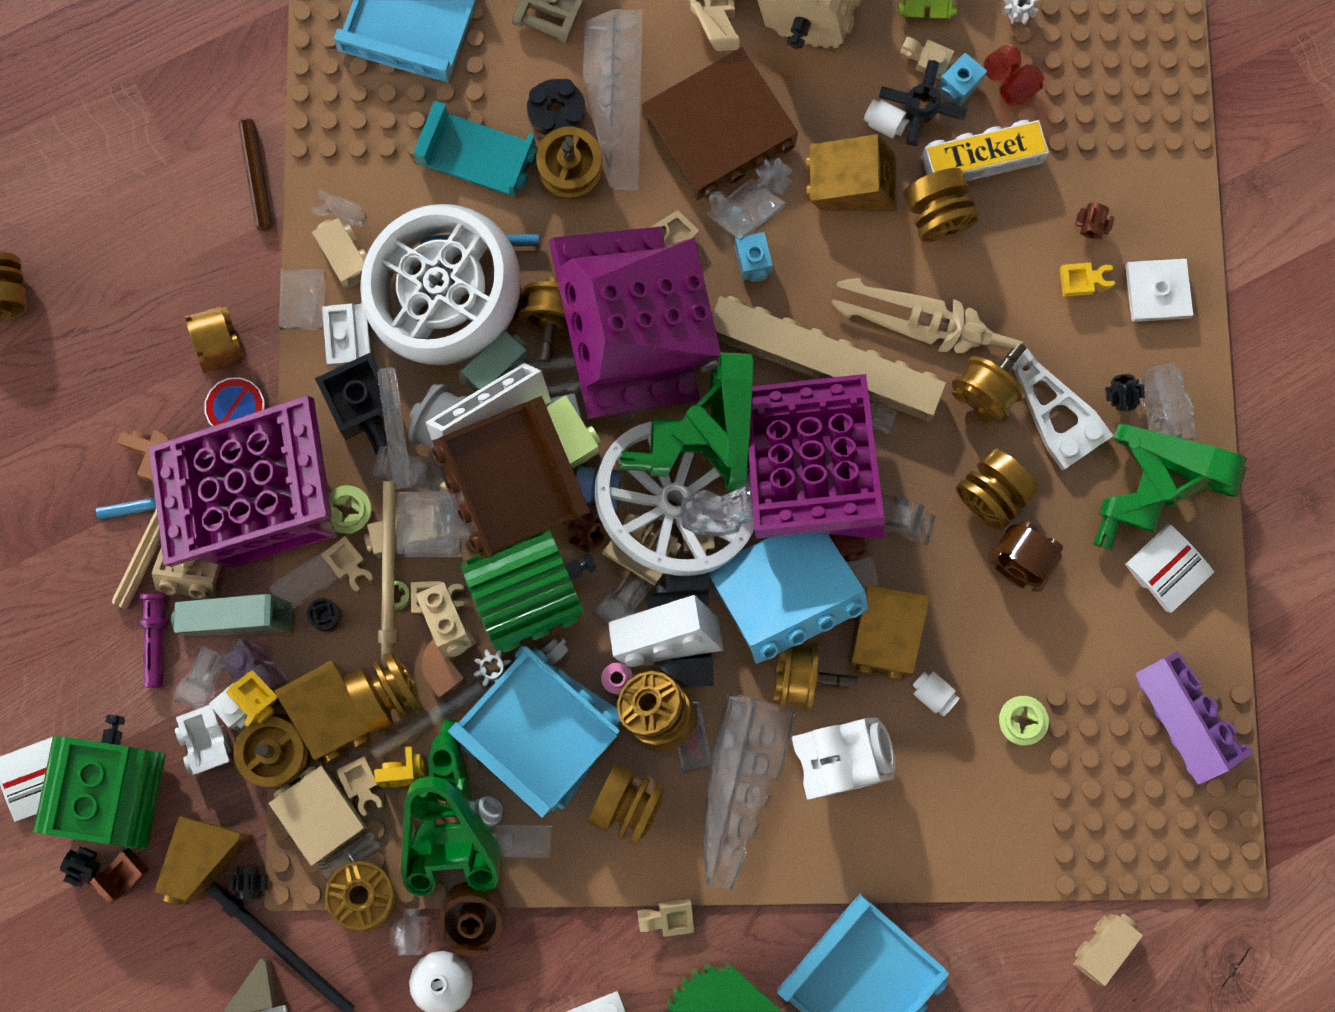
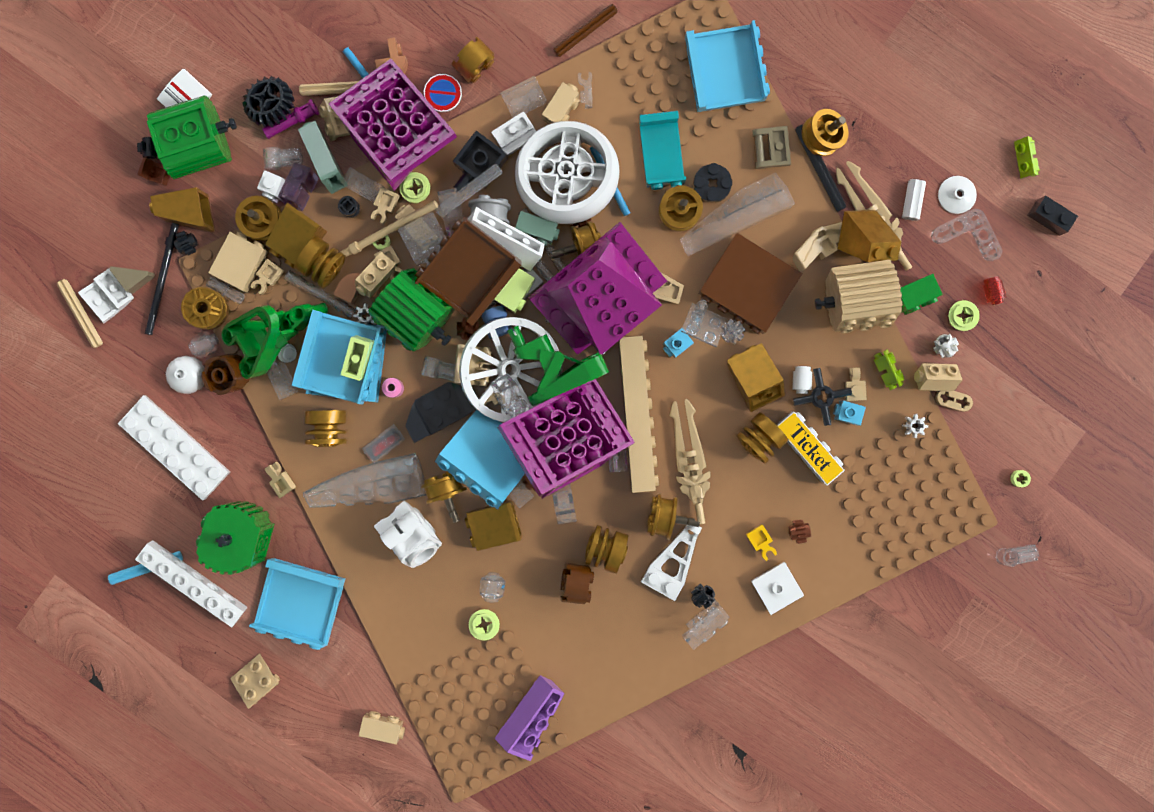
camera: 65 degrees right, 10 degrees up
(99, 660) = (272, 107): none -> black gear
(204, 740) = (248, 178): white cylinder -> none
(253, 698) = (278, 192): yellow bracket -> none
(399, 775) = (281, 296): yellow bracket -> none
(551, 699) = (357, 357): none -> yellowish green brick
(554, 650) = (392, 344): white plate -> none
(656, 711) = (383, 418): pearl gold wheel -> none
(666, 633) = (429, 402): white wedge -> none
(935, 693) = (474, 568): white brick -> none
(975, 681) = (492, 587): none -> clear head
(1002, 62) = (871, 432): clear red brick -> none
(1021, 85) = (864, 450): clear red brick -> none
(1156, 452) = (653, 641): green connector -> none
(1169, 568) = (612, 667): white slope -> none

